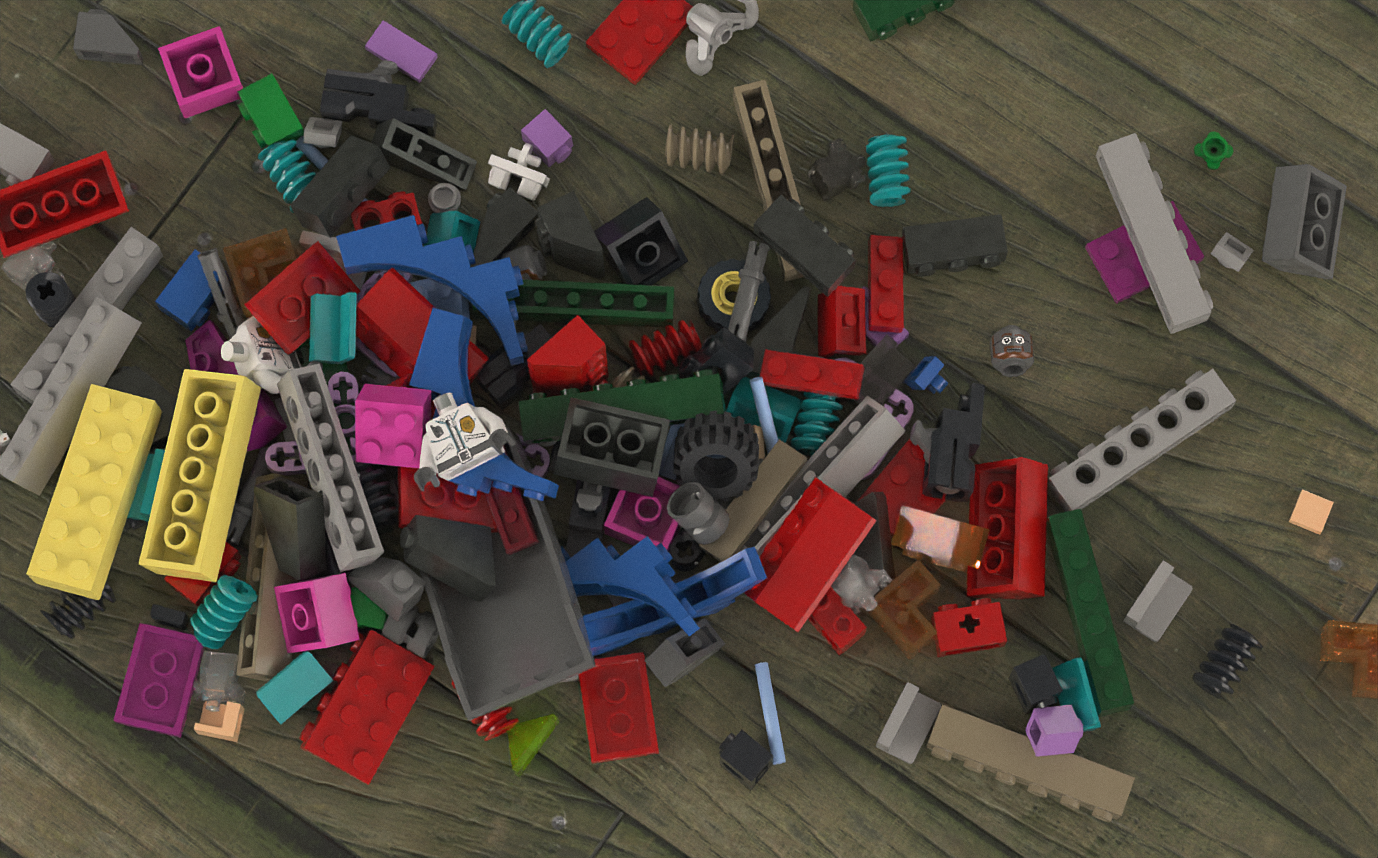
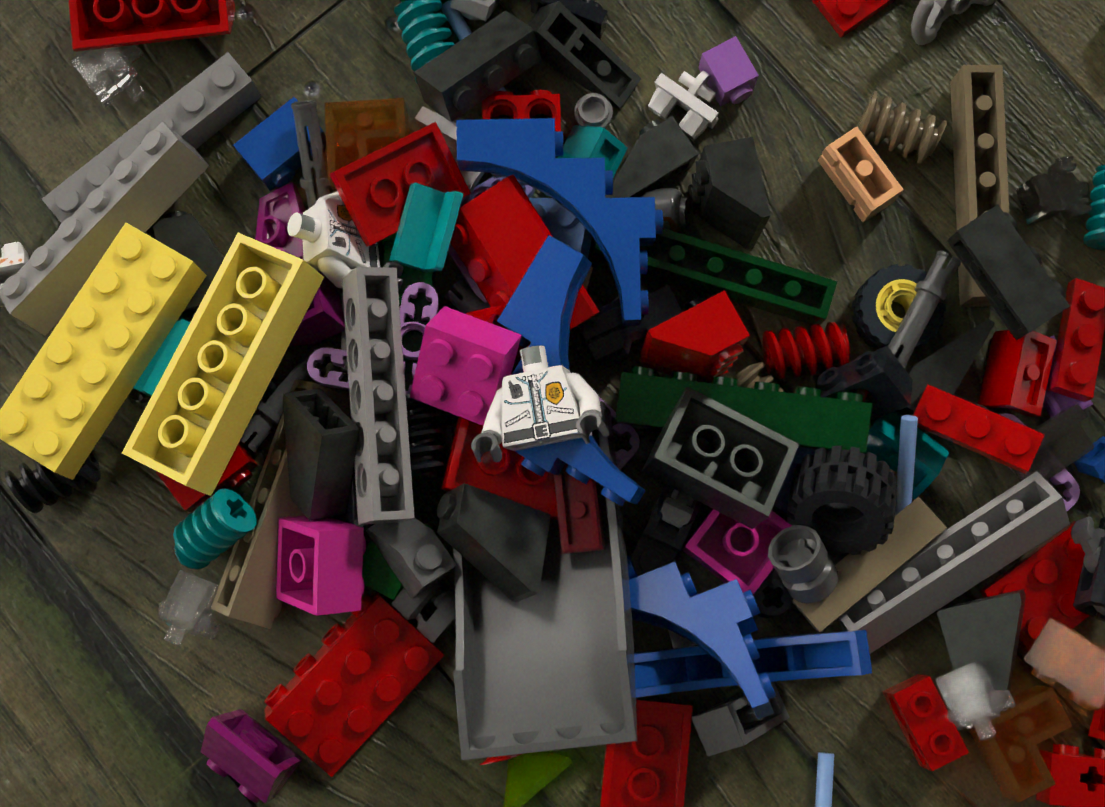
camera: 15 degrees right, 5 degrees up
(49, 297) = (111, 107): black piece -> none
(159, 680) = (122, 588): magenta plate -> none
(170, 617) = (153, 516): black tile -> none
(221, 724) = (181, 661): light nougat panel -> none
(293, 686) = (272, 641): teal panel -> none
(298, 779) = (248, 754): none -> magenta slope
(641, 244) = (808, 221): black slope -> none
(674, 196) = (860, 174): none -> light nougat brick
(809, 553) = (929, 649): red slope -> none
(815, 422) = (960, 485): teal piece -> none

